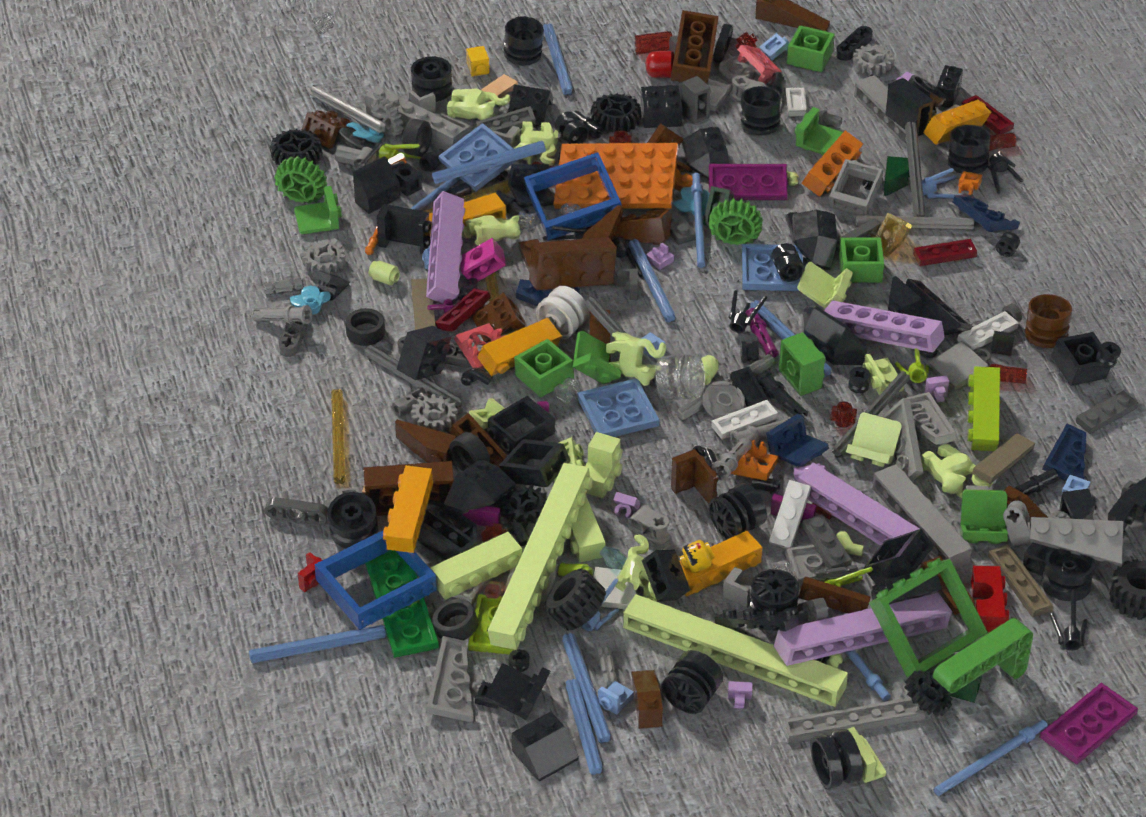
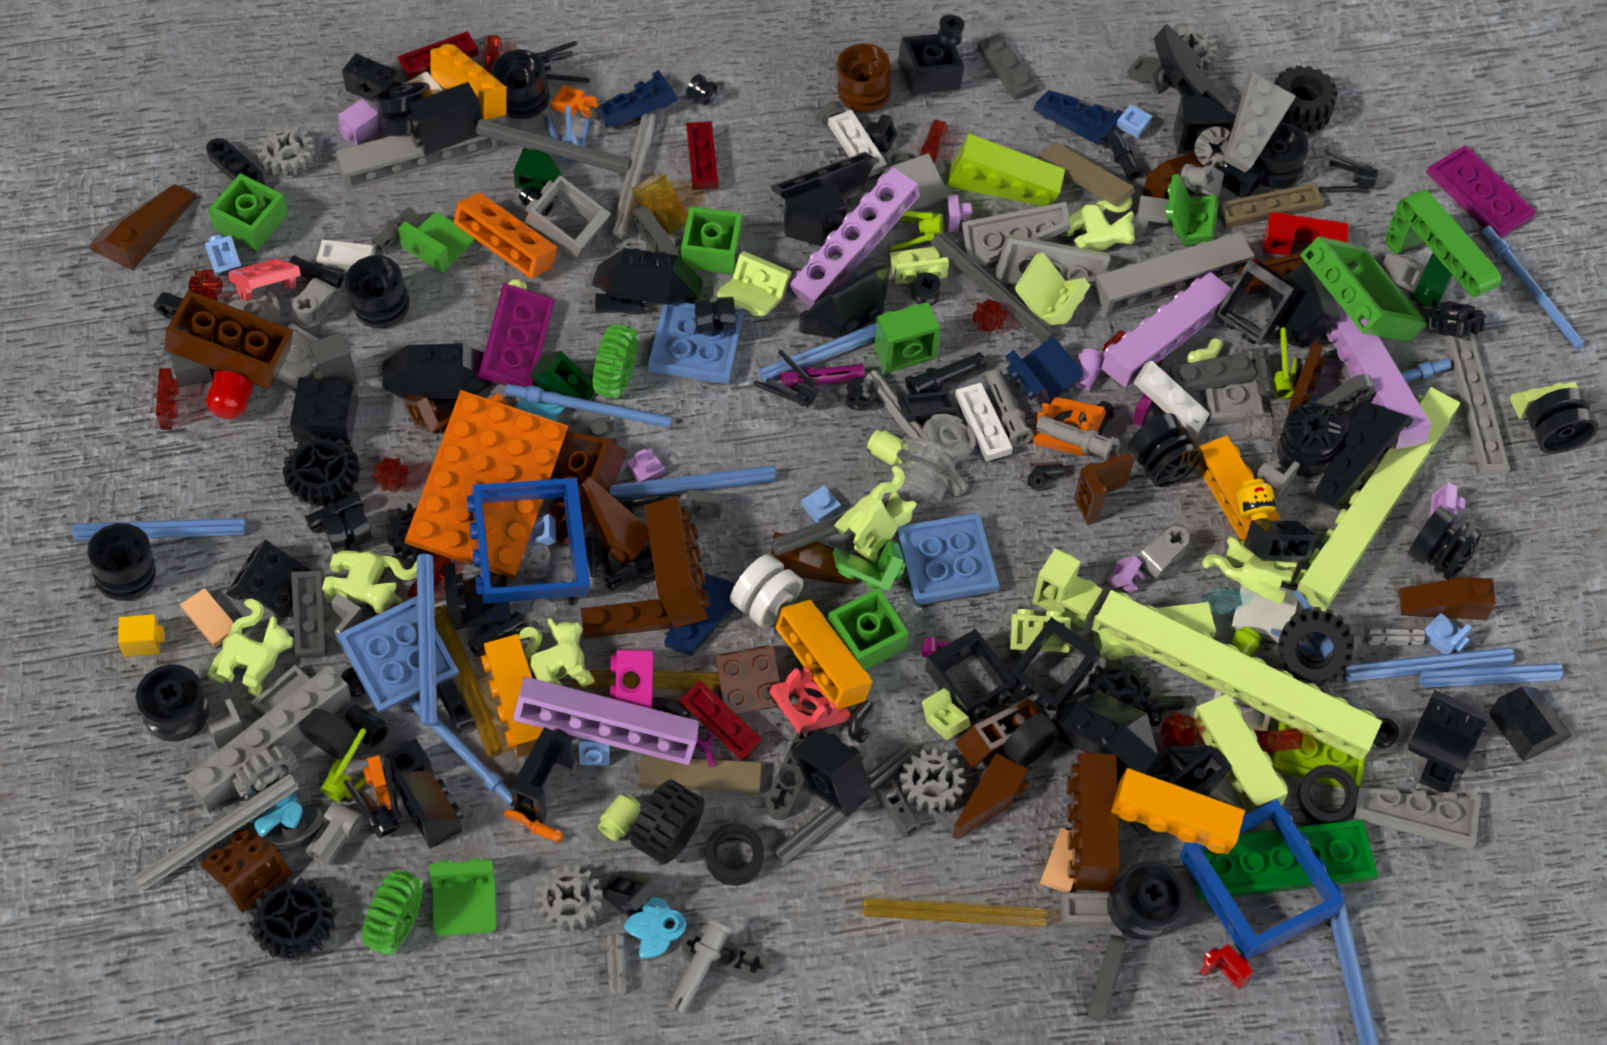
camera: 85 degrees left, 15 degrees up
(376, 283) = (667, 821): none -> black tyre

